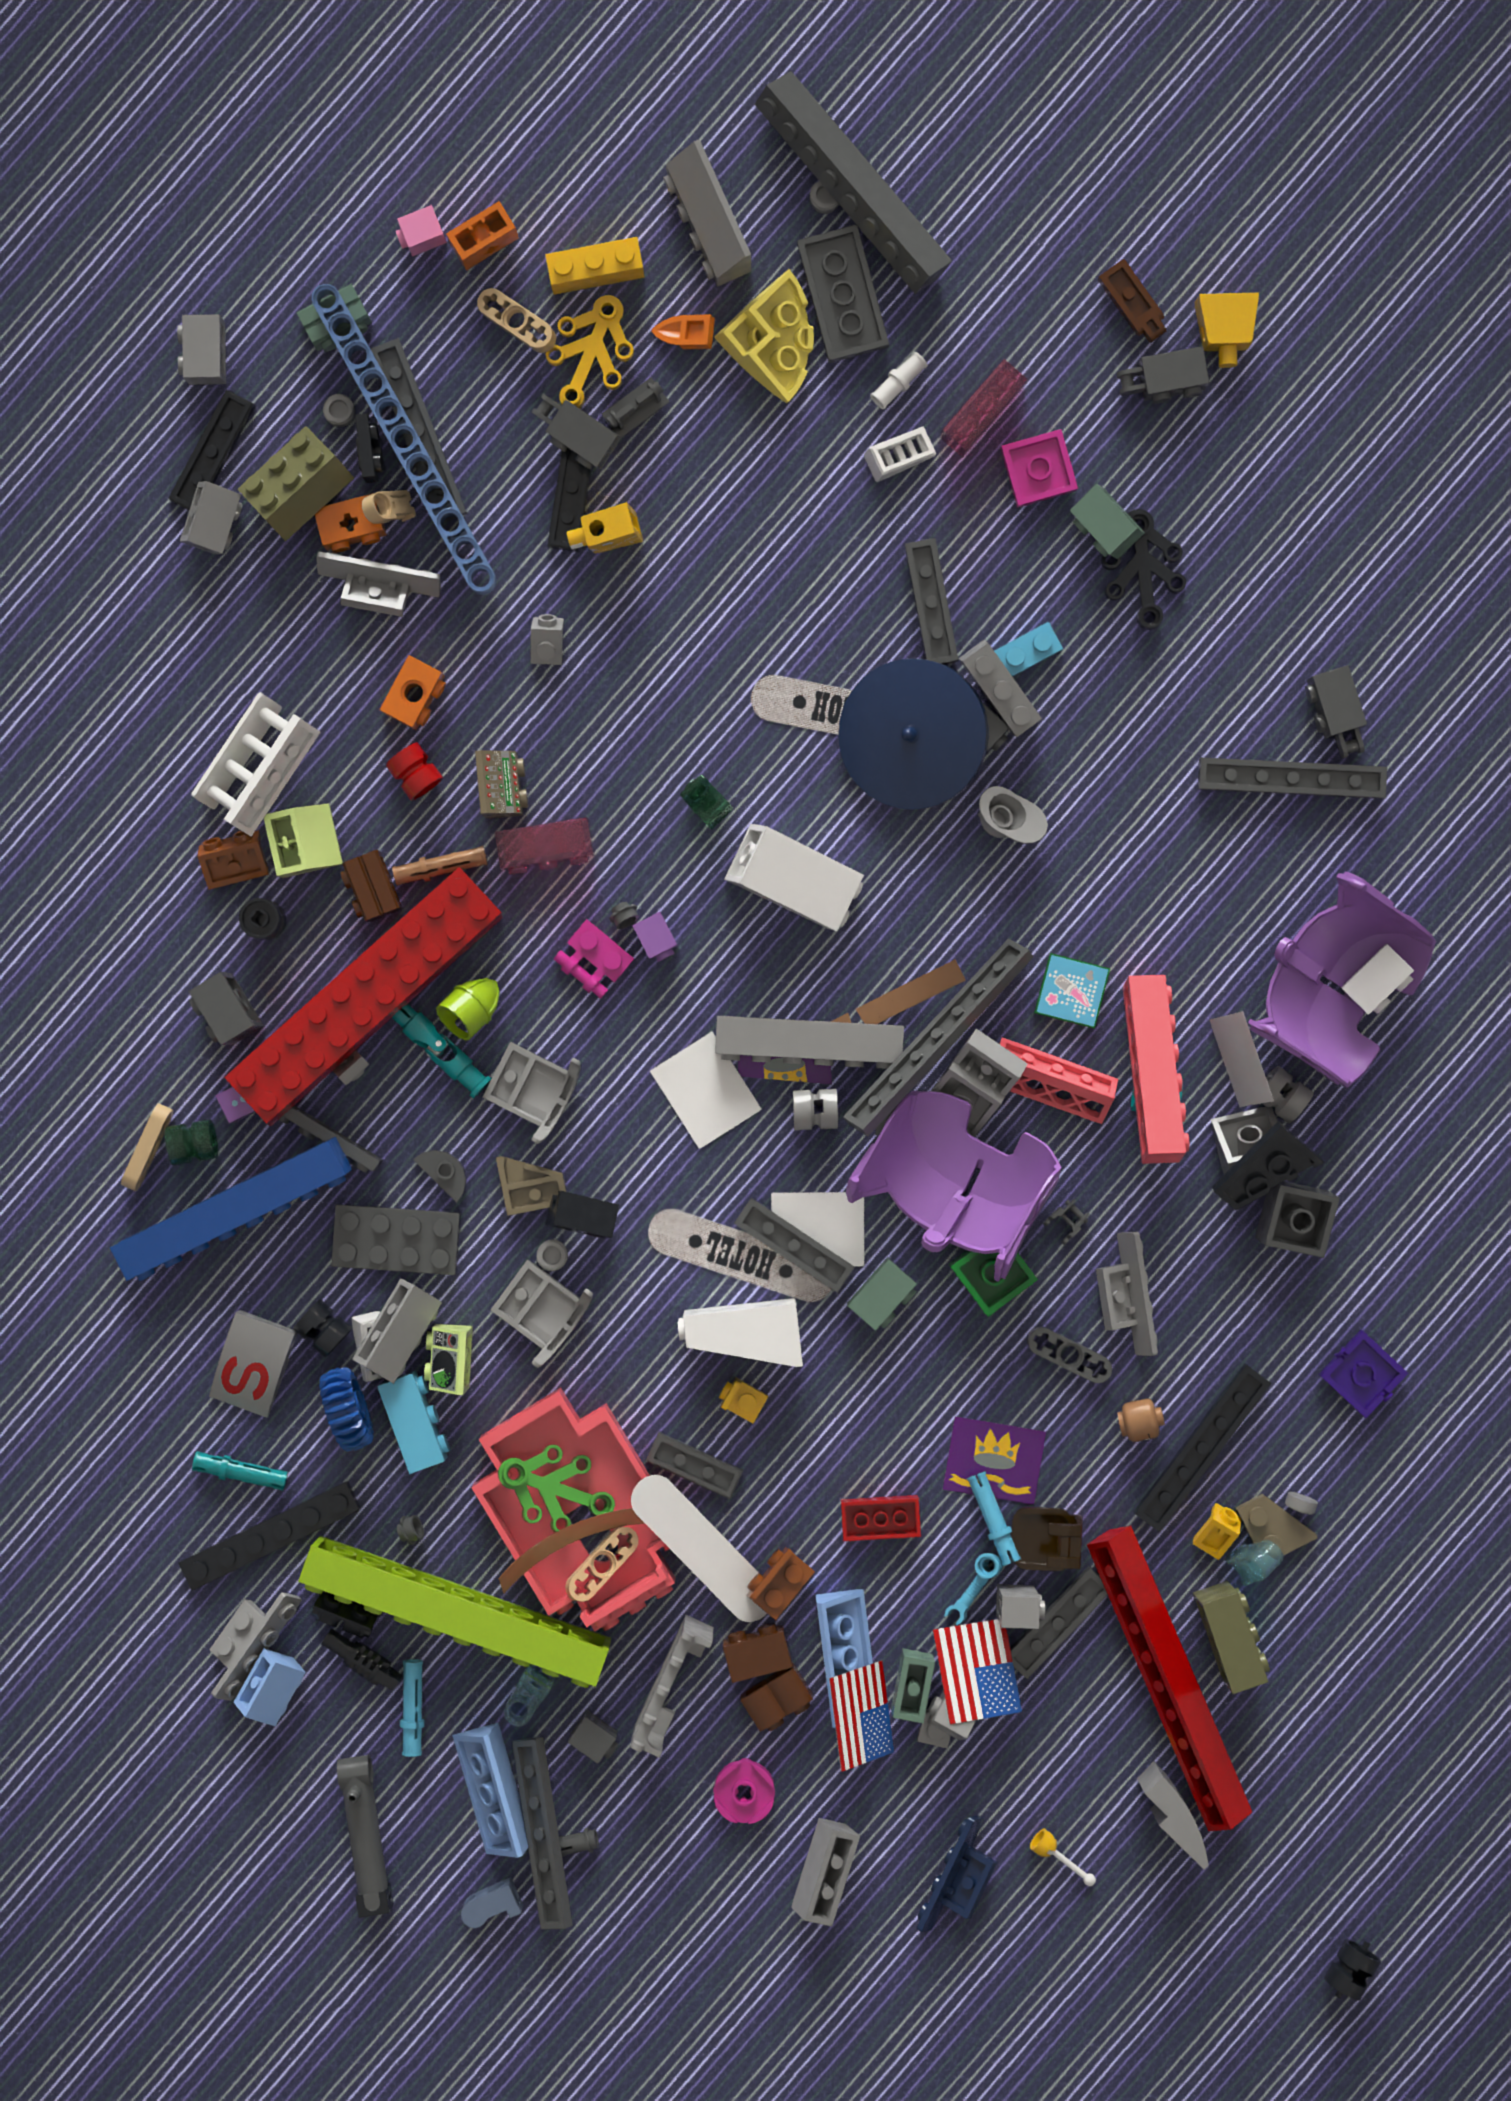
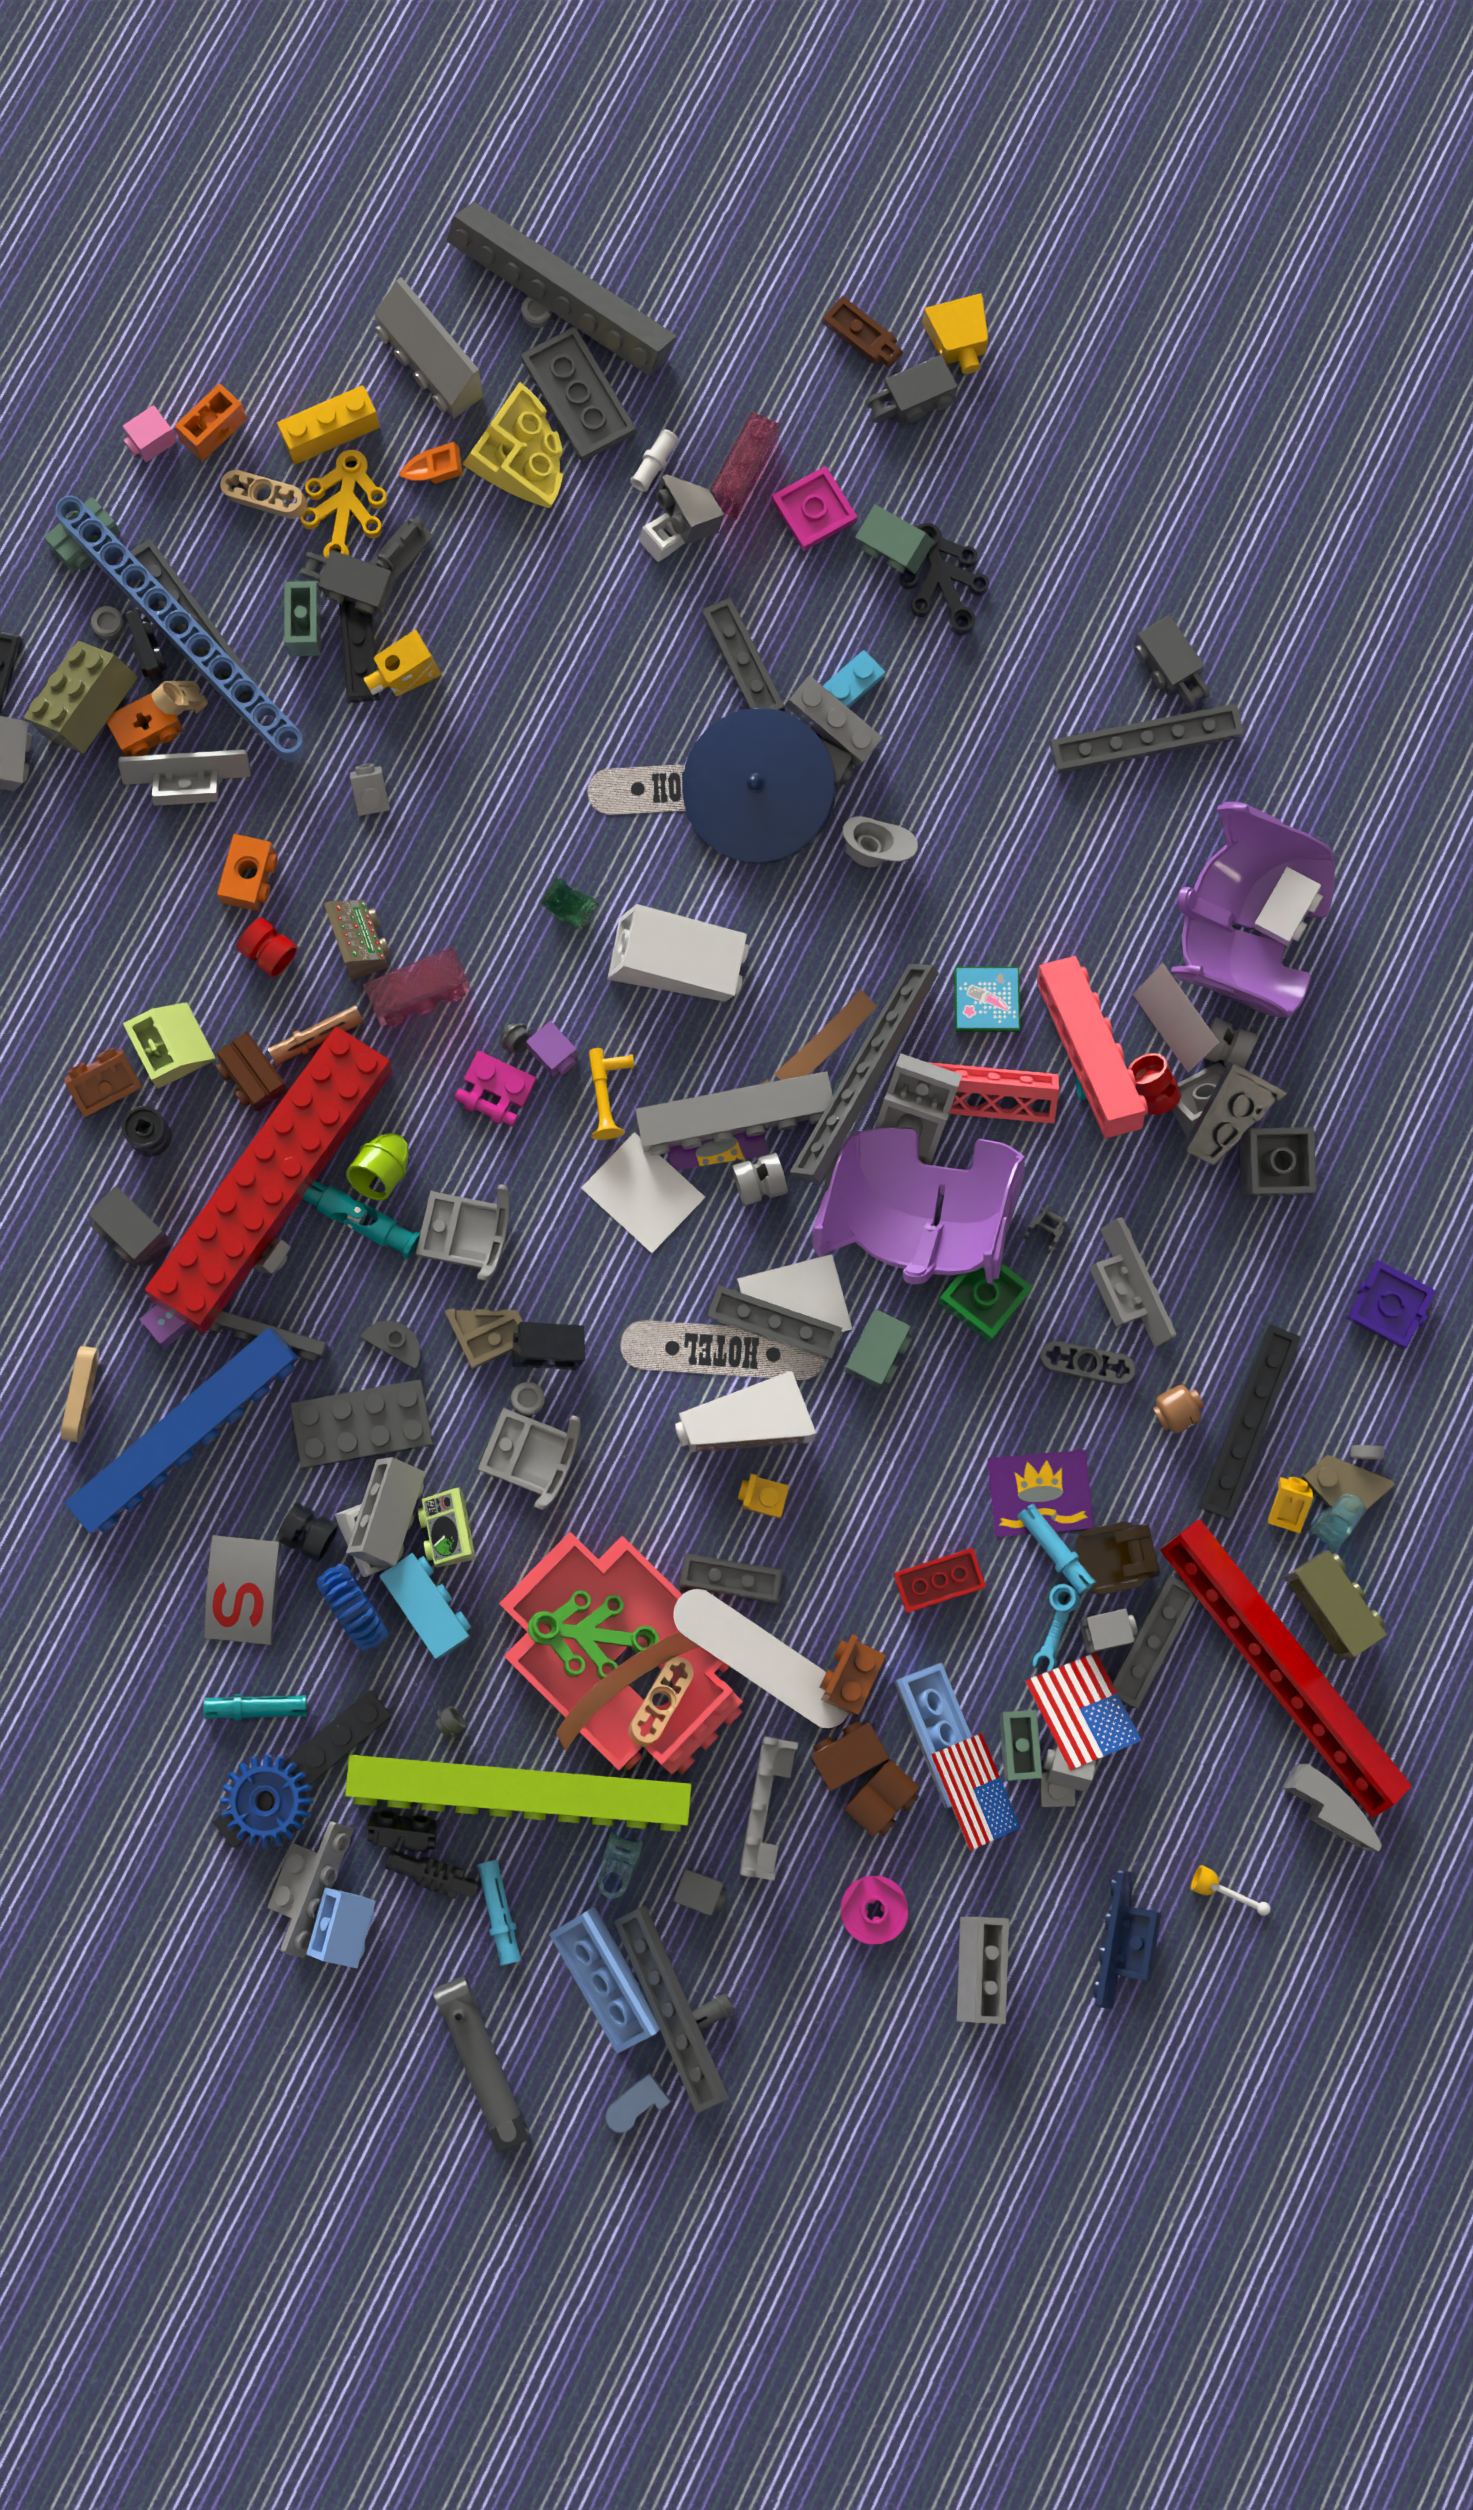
camera: 20 degrees left, 10 degrees down
(191, 1142) = (114, 1380): clear green wheel -> none
(242, 1548) = (287, 1801): none -> blue gear
(271, 775) = (120, 985): white fence -> none
(523, 457) = (302, 618): none -> sand green brick
(694, 964) = (599, 1066): none -> yellow piece
(920, 441) = (690, 507): none -> slope
(1204, 1115) = (1155, 1083): none -> red wheel

